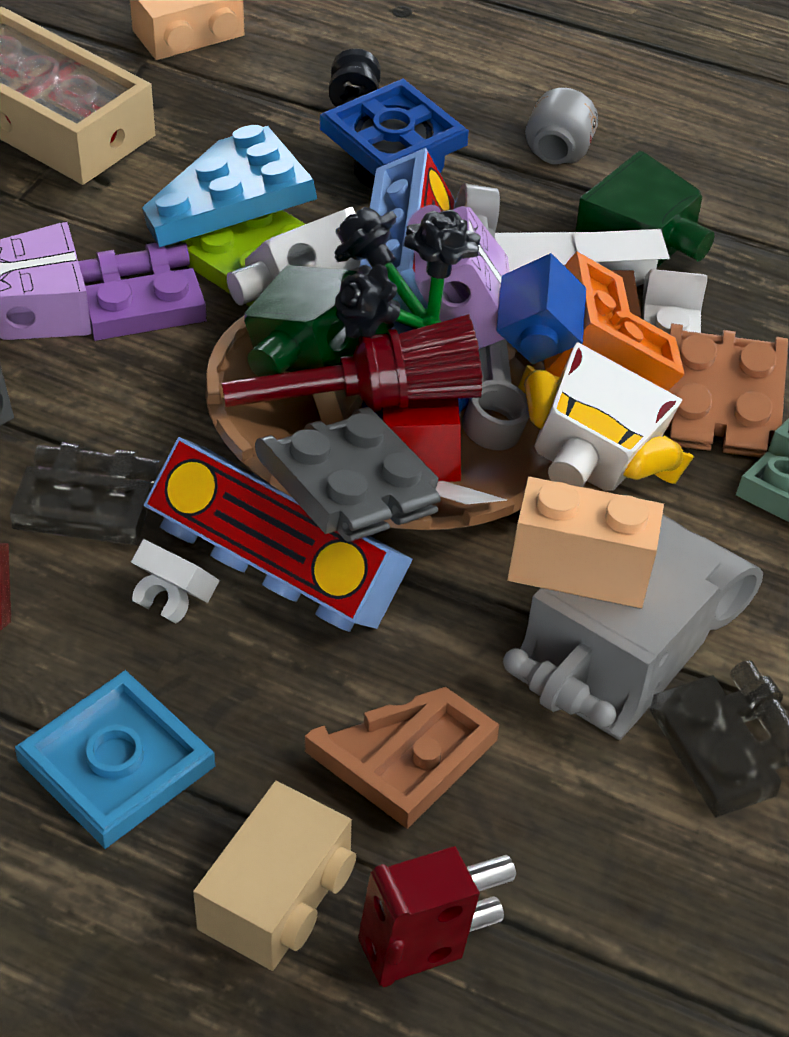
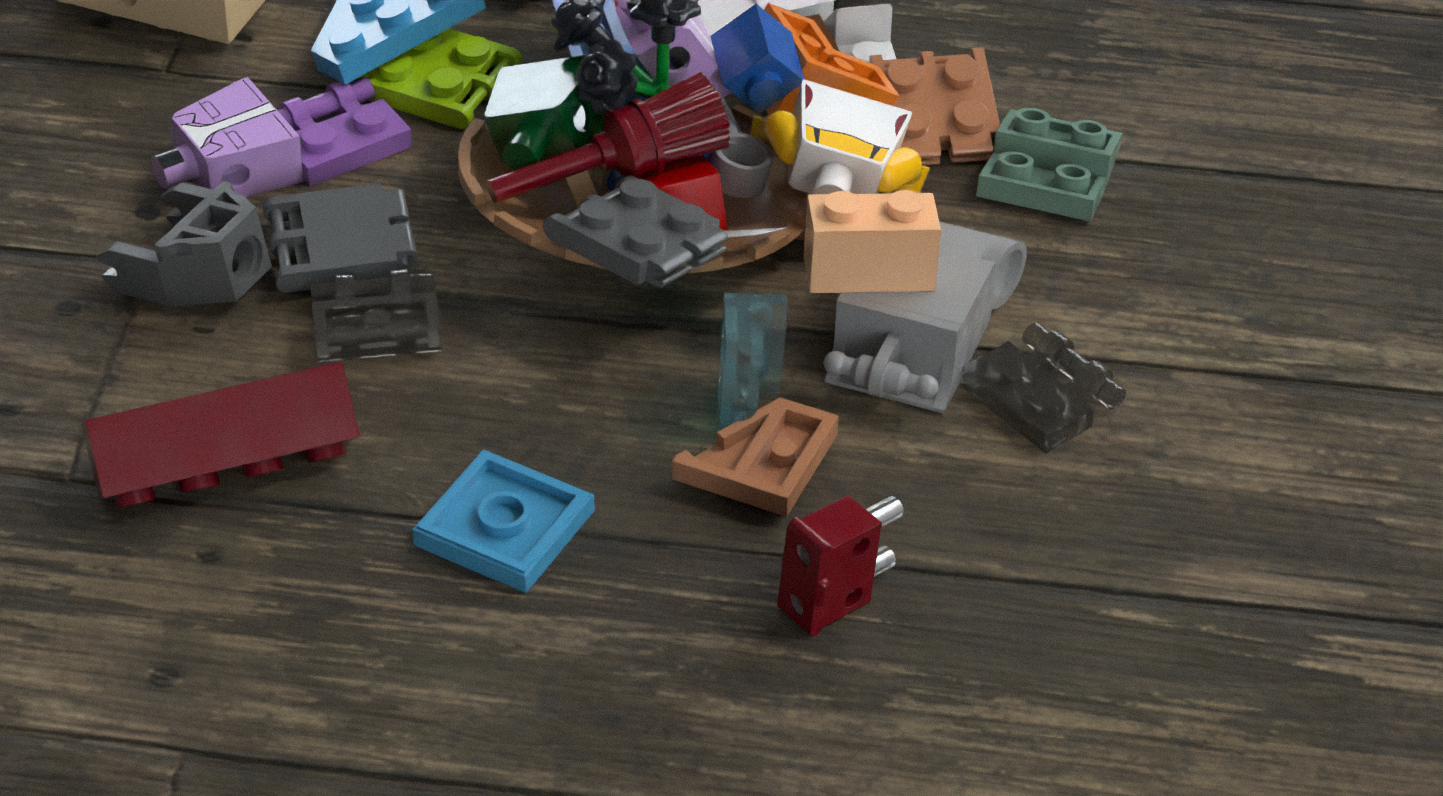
camera: 15 degrees left, 5 degrees down
(91, 400) = (338, 234): none -> dark grey plate
(170, 574) = (495, 361): white tile -> none
(271, 532) = (576, 307): brick -> none
(274, 876) = (692, 570): tan brick -> none
(304, 246) = (471, 79): white torso -> none
(422, 633) = (749, 353): none -> clear light blue bracket

